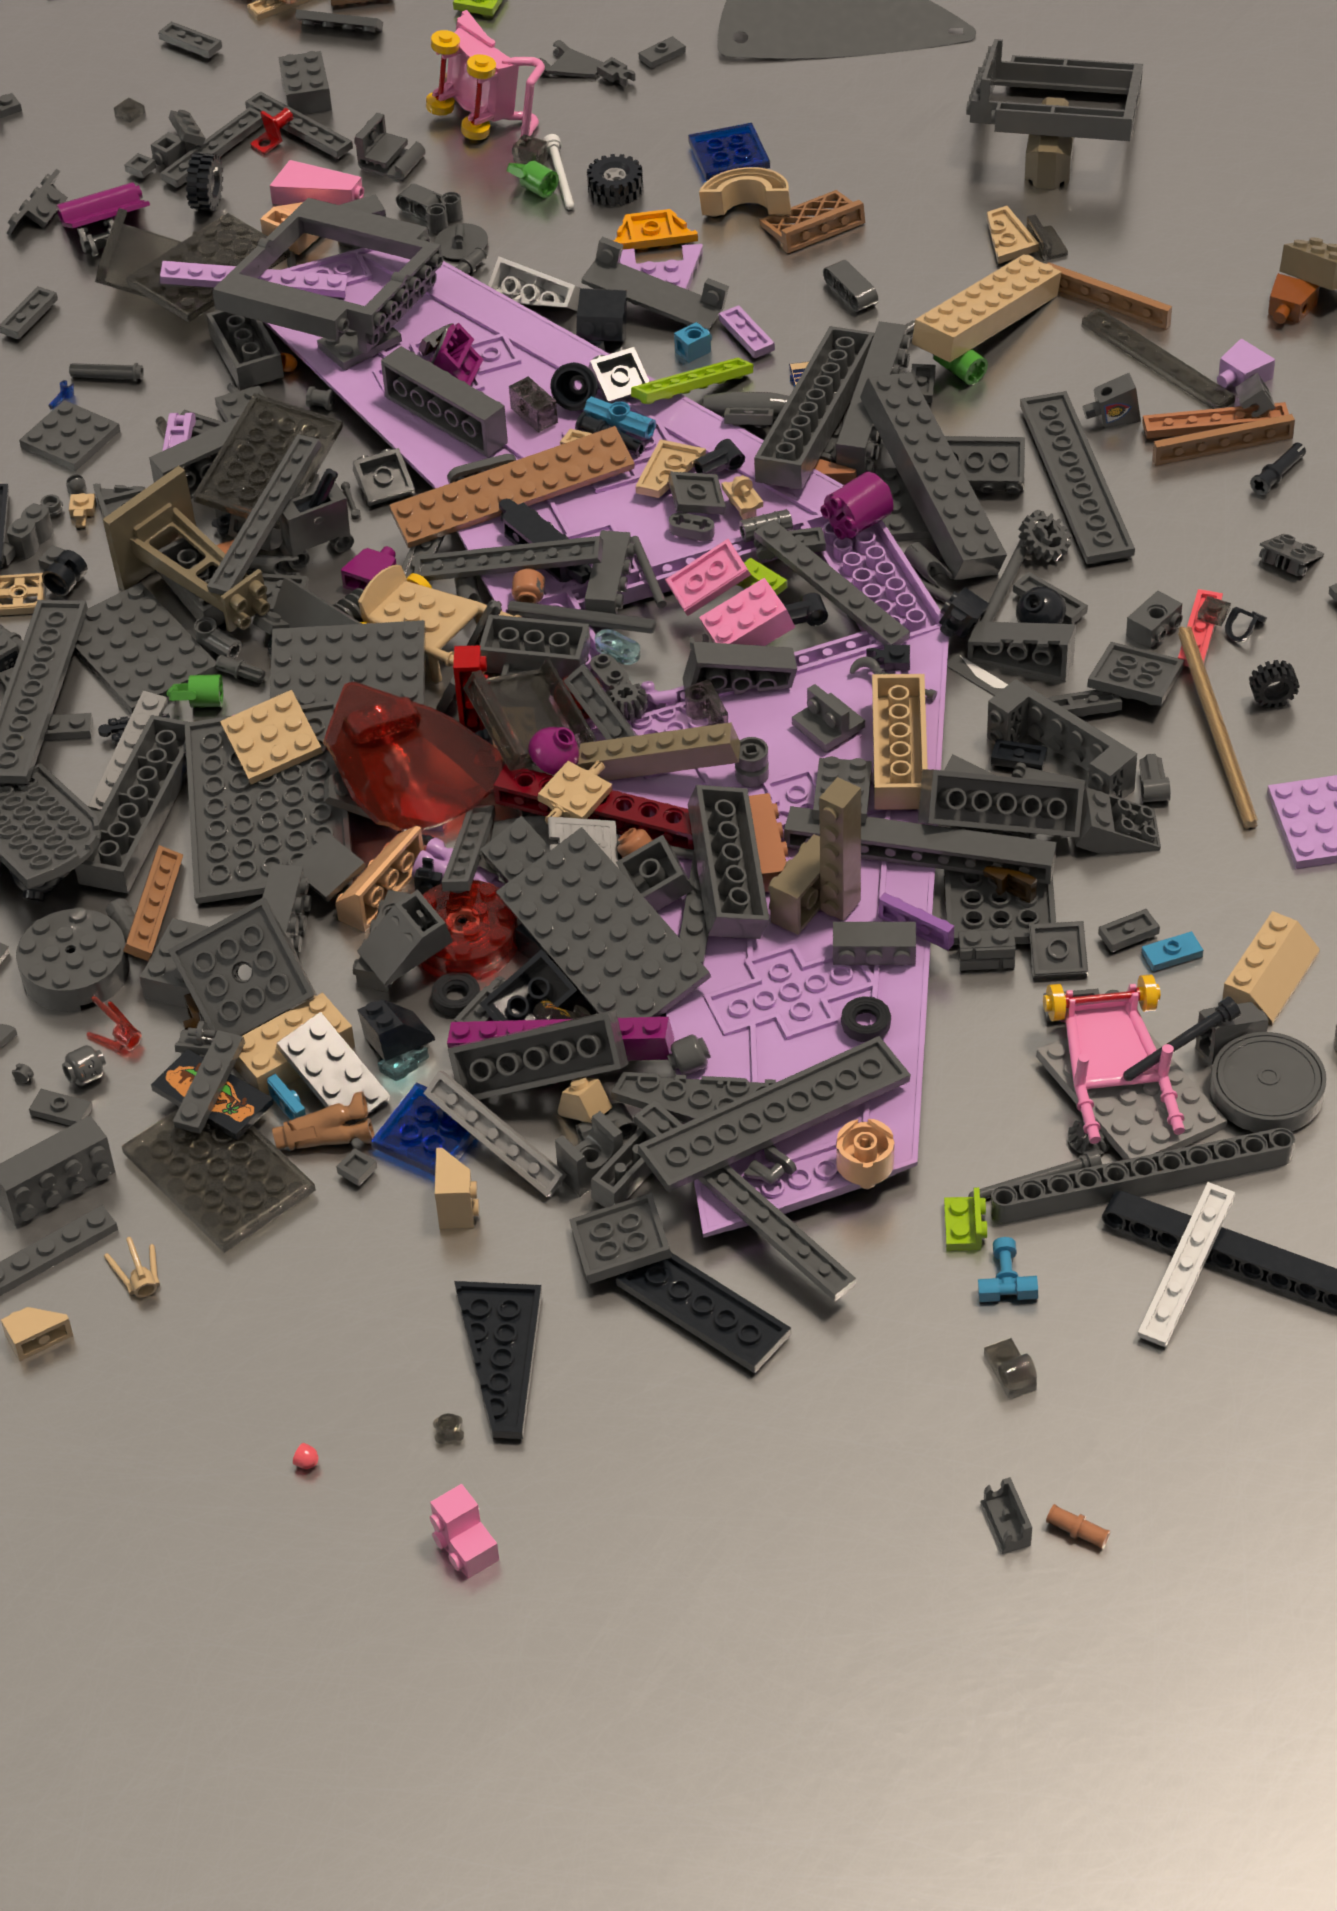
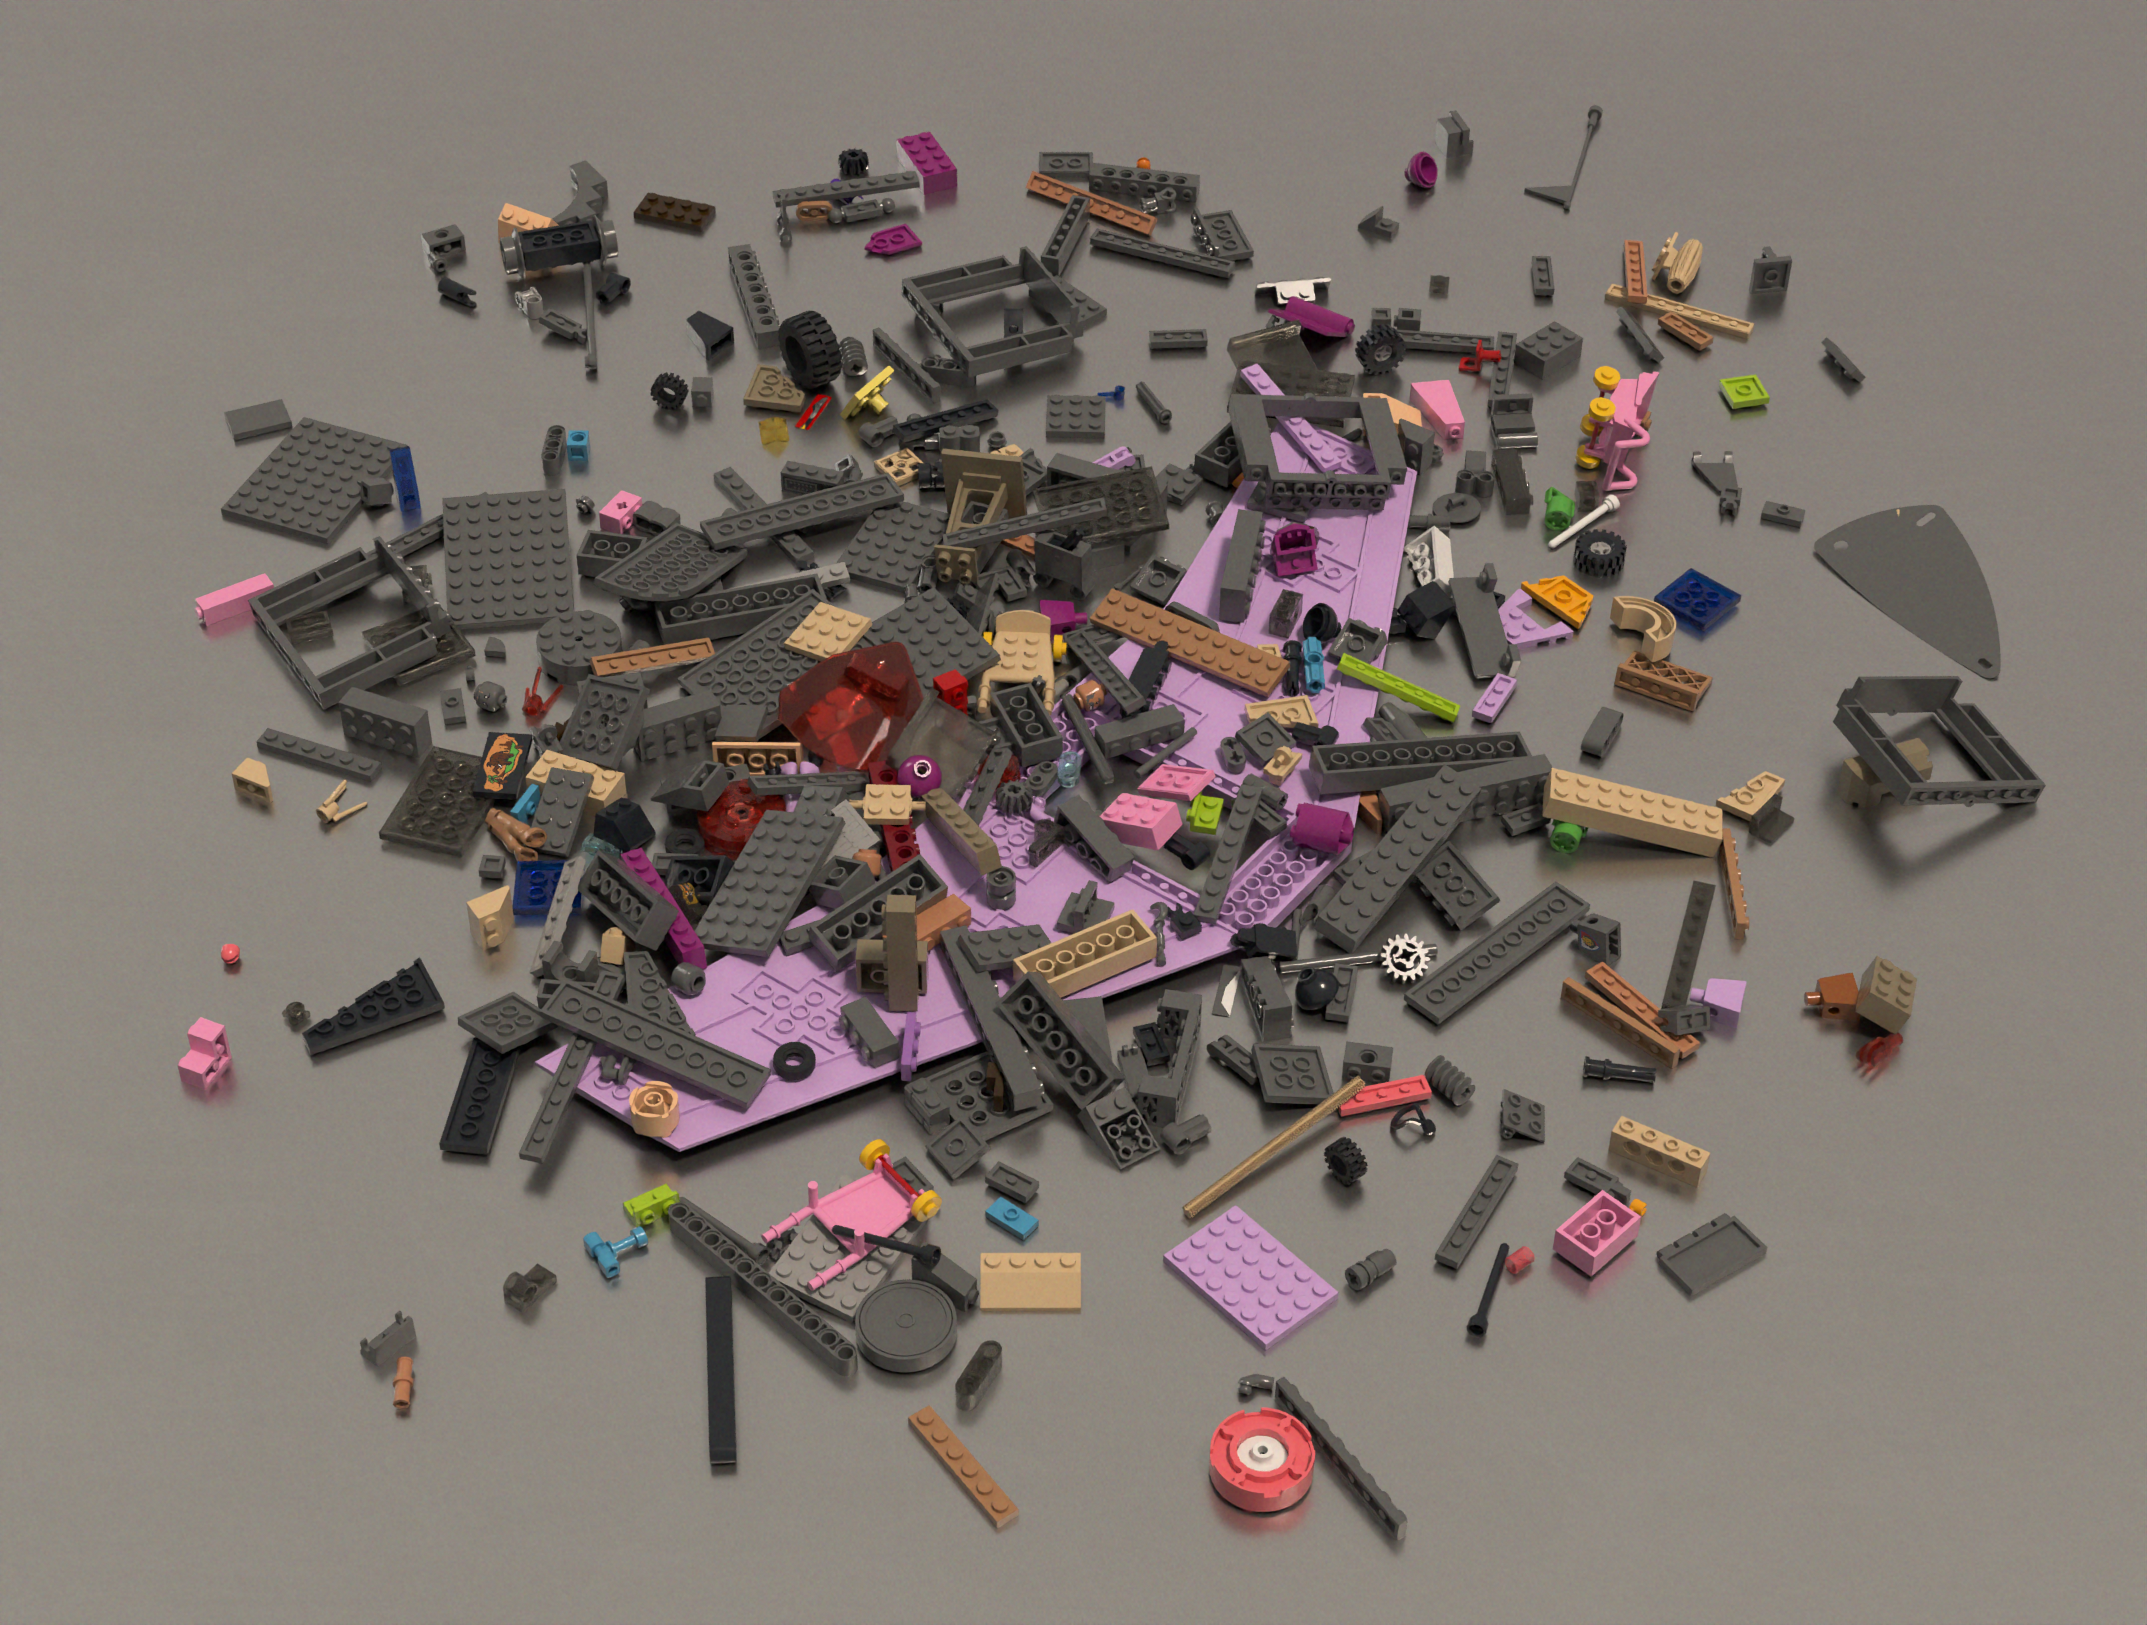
camera: 55 degrees right, 5 degrees down
(76, 484) = (1029, 441): dark grey hinge -> none
(186, 127) = (1438, 317): dark grey plate -> none
(200, 690) = (870, 590): bright green piece -> none
(209, 1081) = (504, 755): dark grey plate -> none
(475, 191) = (1511, 481): none -> clear smoke brick
(692, 342) = (1453, 673): dark azure brick -> none
(1186, 1264) = (678, 1342): white plate -> none
(1214, 611) = (1401, 1092): clear smoke plate -> none
(1216, 574) = (1449, 1080): none -> dark grey piece

